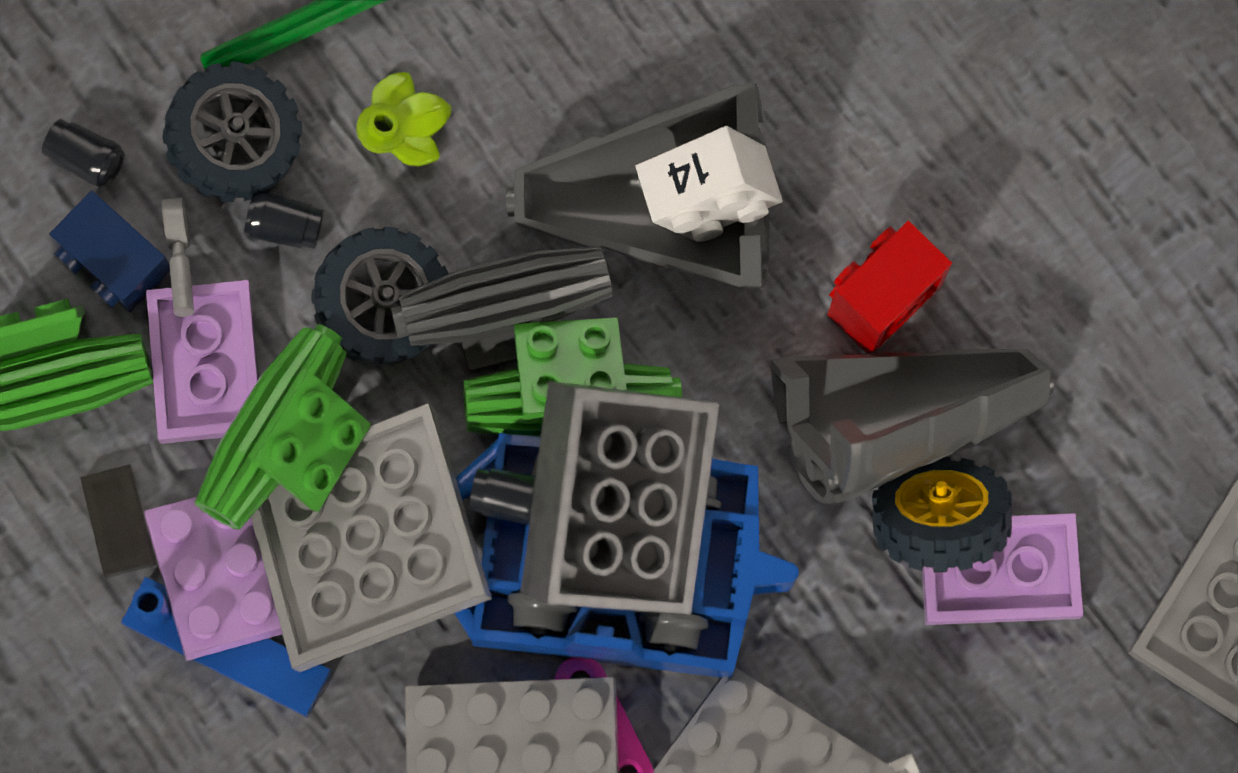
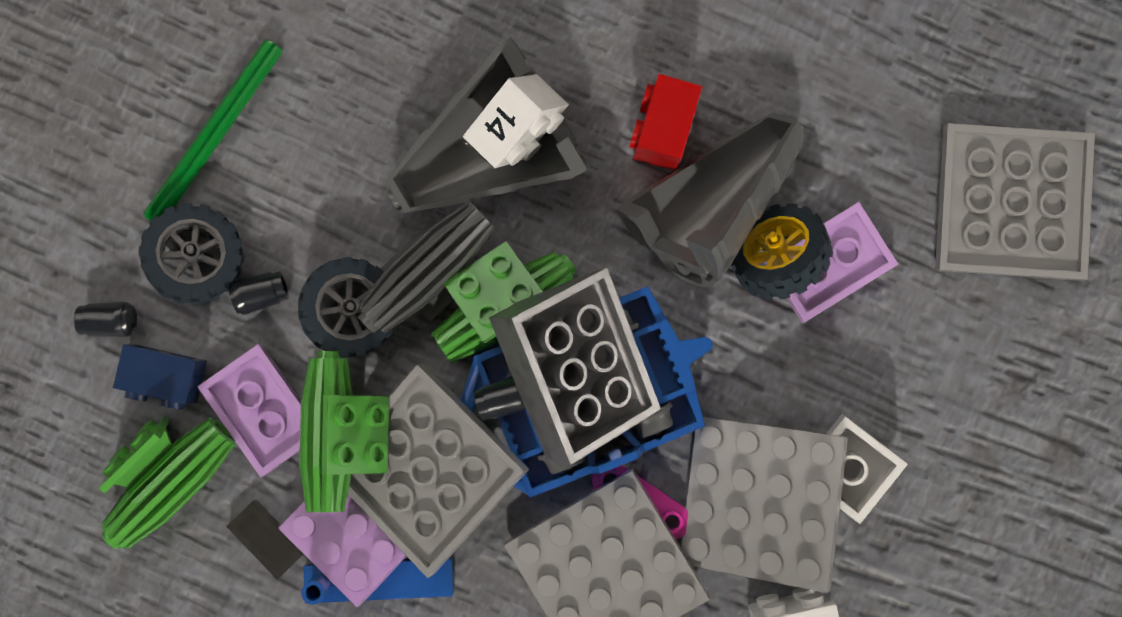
camera: 20 degrees left, 10 degrees up
(177, 239) = (196, 339): light grey piece -> none
(410, 117) = (301, 180): lime plate -> none

